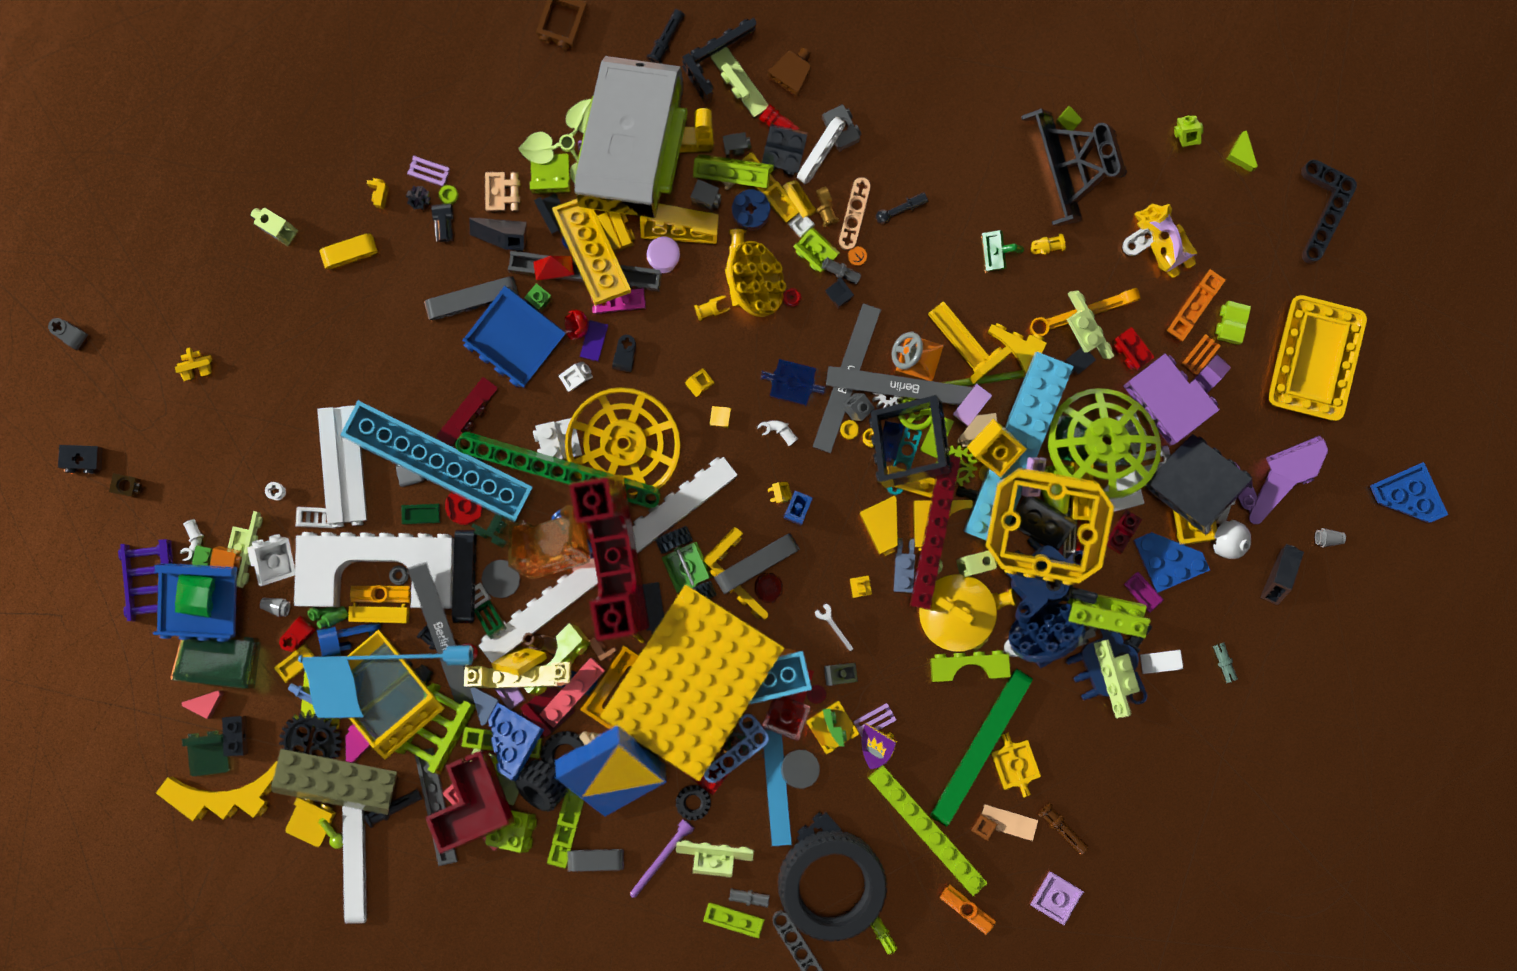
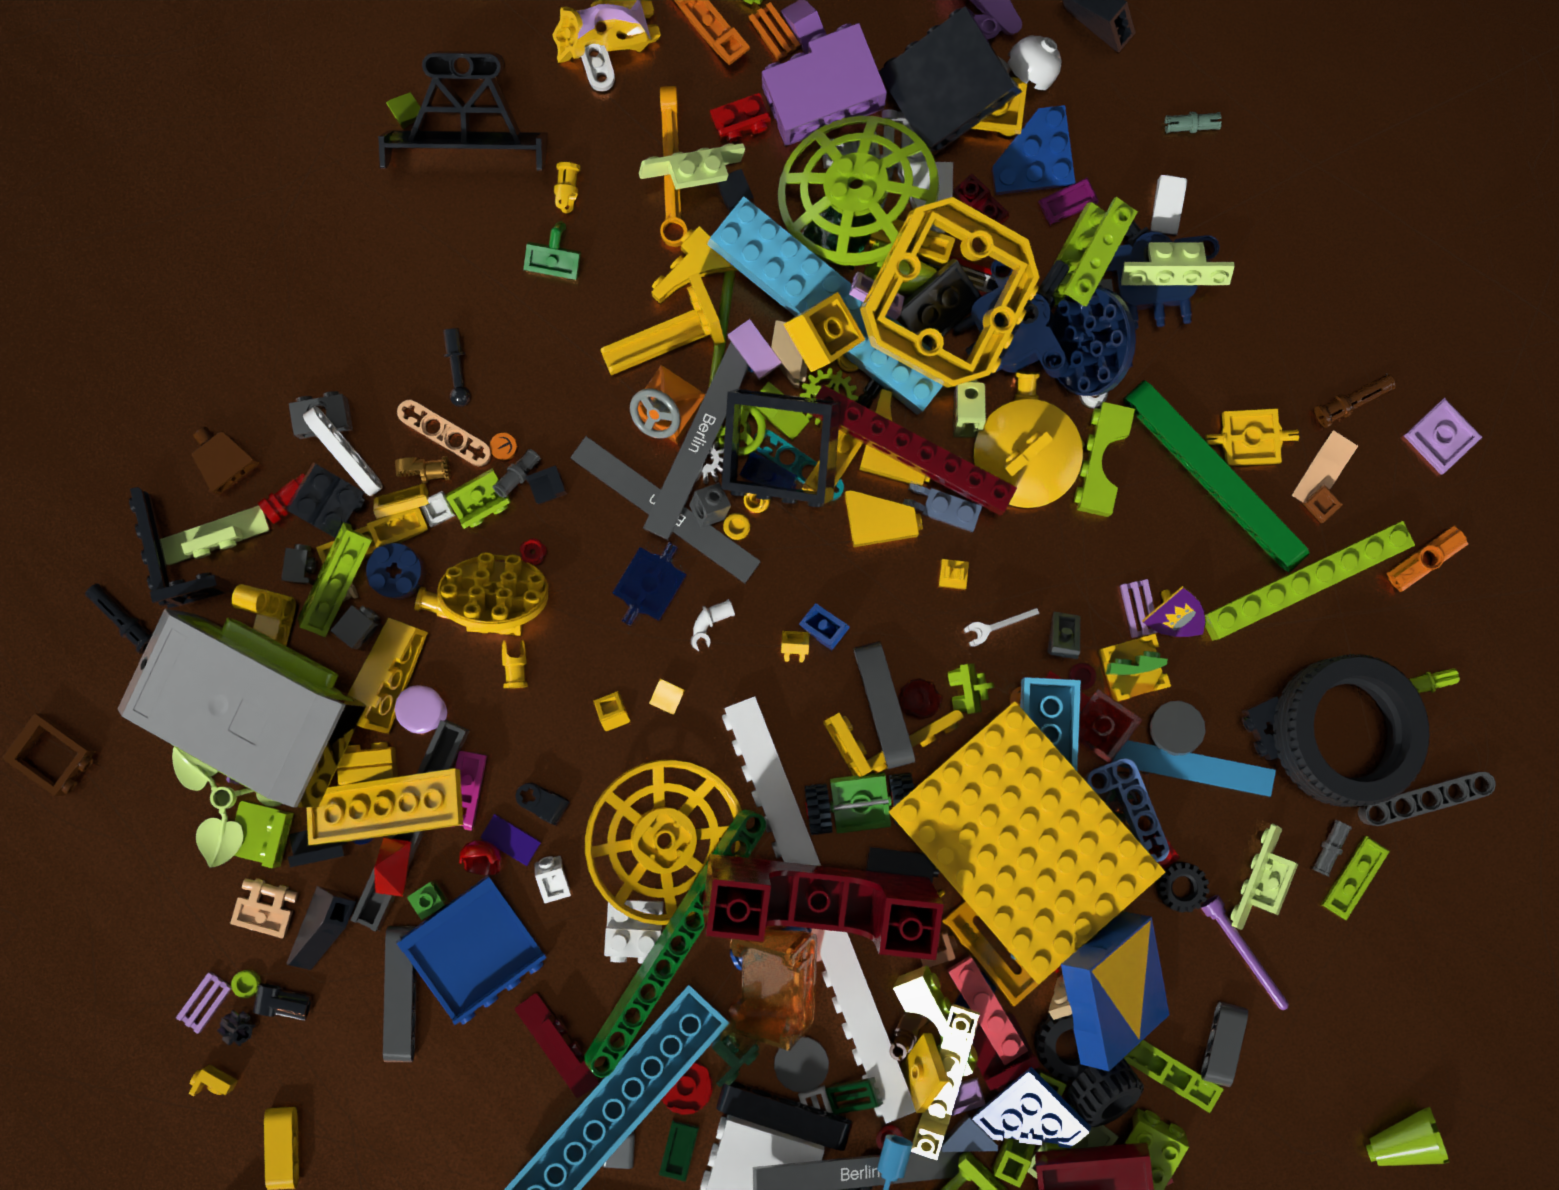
camera: 75 degrees left, 0 degrees up
(787, 621) = (971, 699): none -> lime hips

